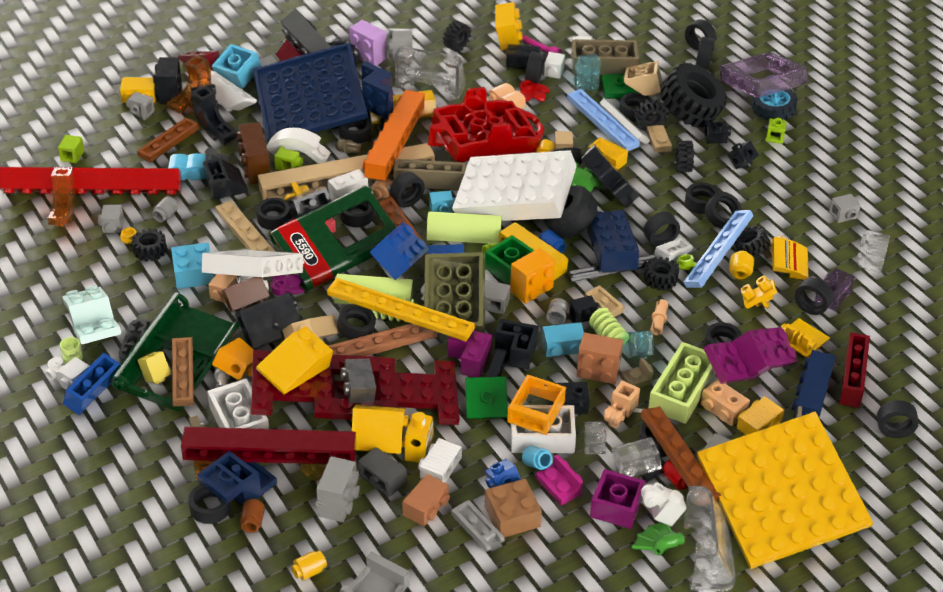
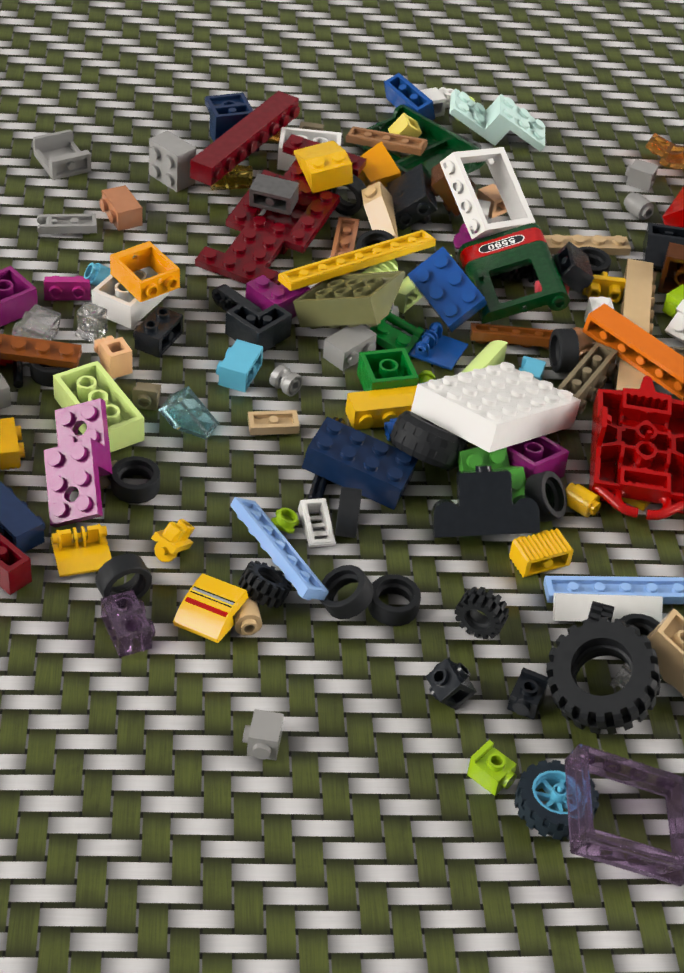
camera: 115 degrees right, 0 degrees up
(127, 235) = (612, 180): yellow plate -> none
(142, 248) = (588, 184): black tyre -> none
(188, 265) = (539, 190): medium azure brick -> none
(252, 515) = (193, 128): dark orange brick -> none
(309, 565) = (116, 135): yellow brick -> none
(360, 219) = (545, 321): black tyre -> none
(379, 428) = (217, 200): yellow brick -> none
(382, 471) = (175, 199): dark grey brick -> none
(419, 429) = (193, 224): yellow torso -> none
(441, 460) = (156, 228): white brick -> none
(486, 398) = (204, 281): green plate -> none
(501, 473) = (99, 247): blue brick -> none
(513, 508) = (62, 243): medium nougat brick -> none
(532, 275) = (345, 371): light orange brick -> none
(563, 139) = (586, 522): tan brick -> none
(582, 309) = (271, 395): black brick -> none
(599, 358) = (182, 361): nougat brick -> none
(607, 325) = (226, 398): yellowish green piece -> none
(659, 138) = (546, 629): tan plate -> none
(659, 317) = (215, 451): light nougat pin -> none
(664, 280) = (282, 479): black tyre -> none
(724, 402) = (39, 430): light nougat brick -> none
(741, 264) = (235, 558): yellow head -> none
(873, 252) = (156, 697): clear brick -> none

